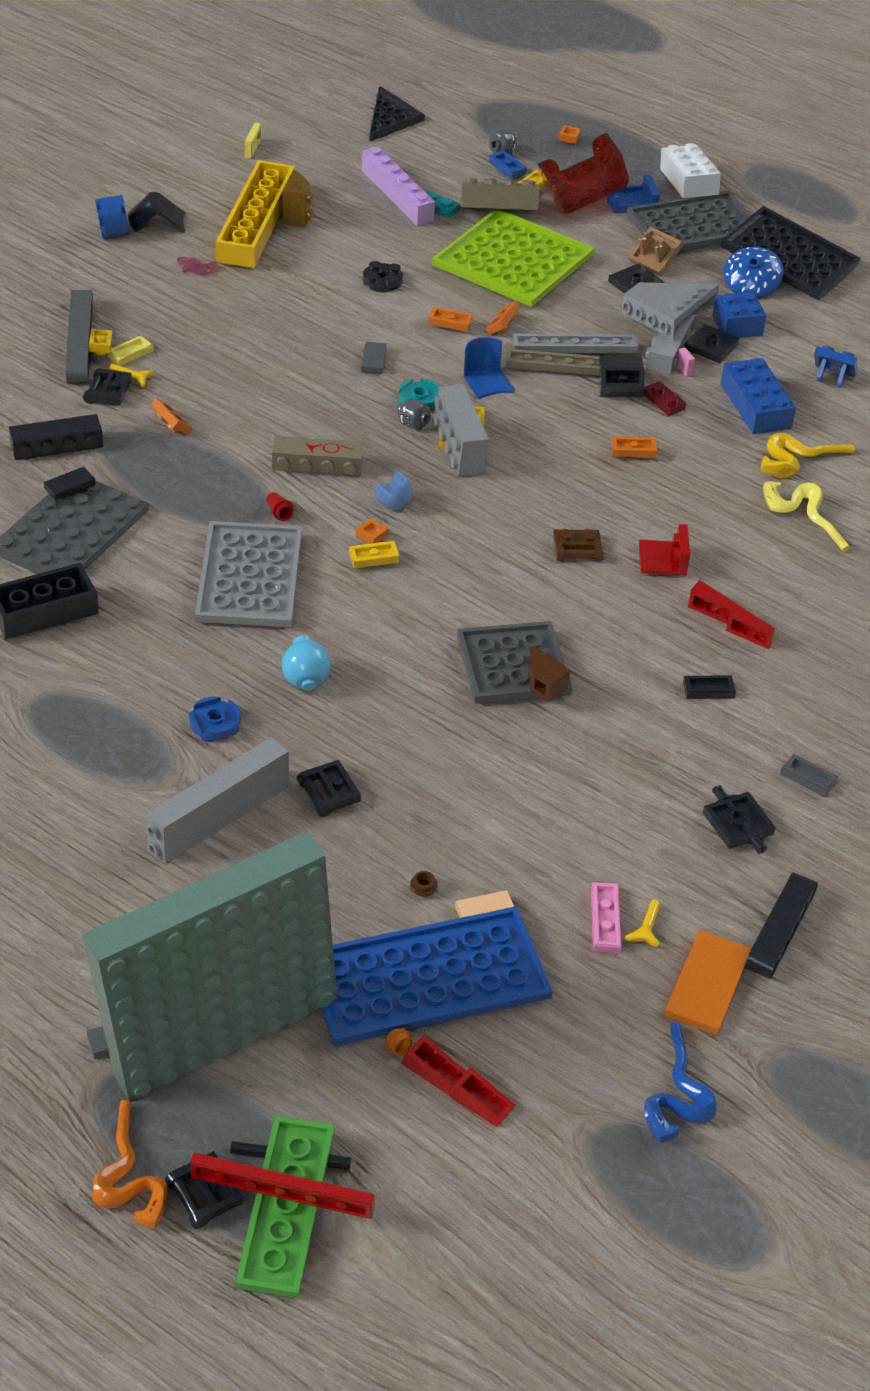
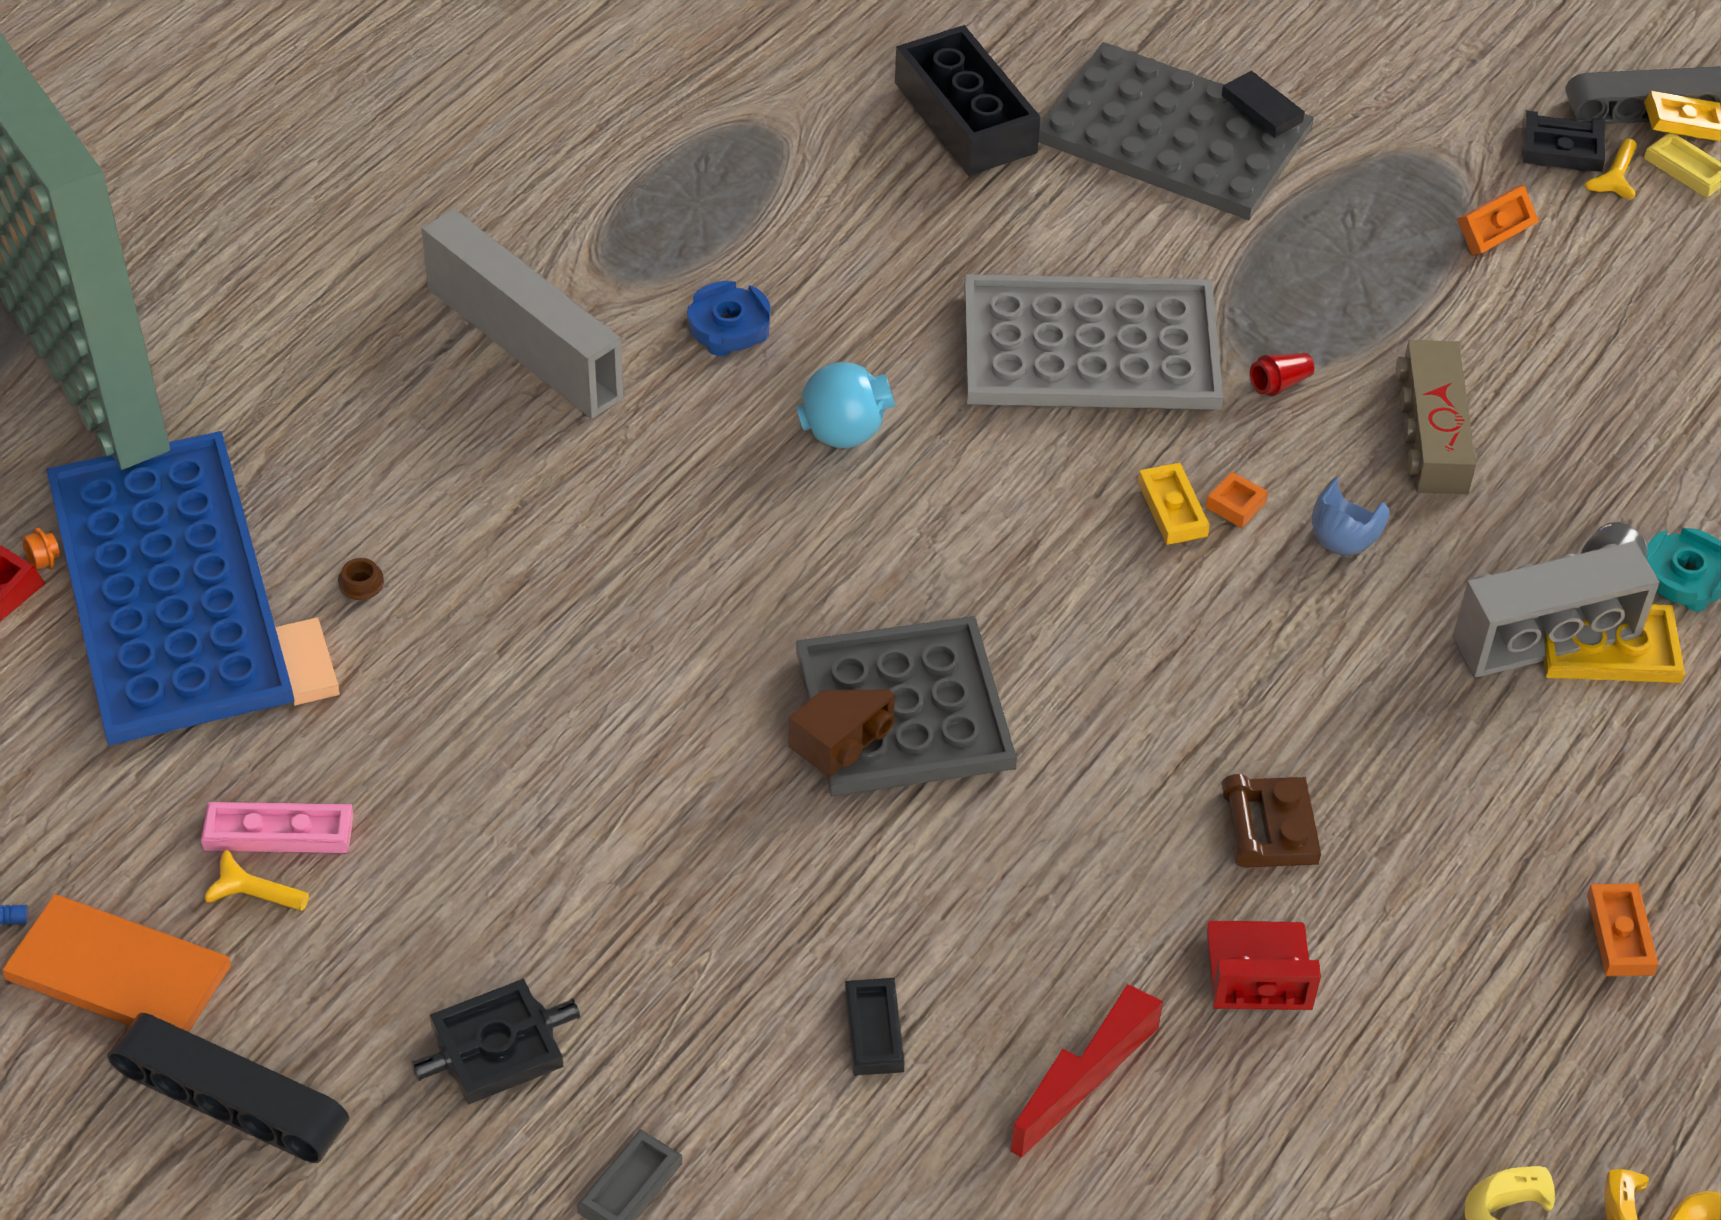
camera: 90 degrees right, 5 degrees up
(55, 437) = (1396, 88): black brick -> none
(336, 784) = (576, 459): black plate -> none

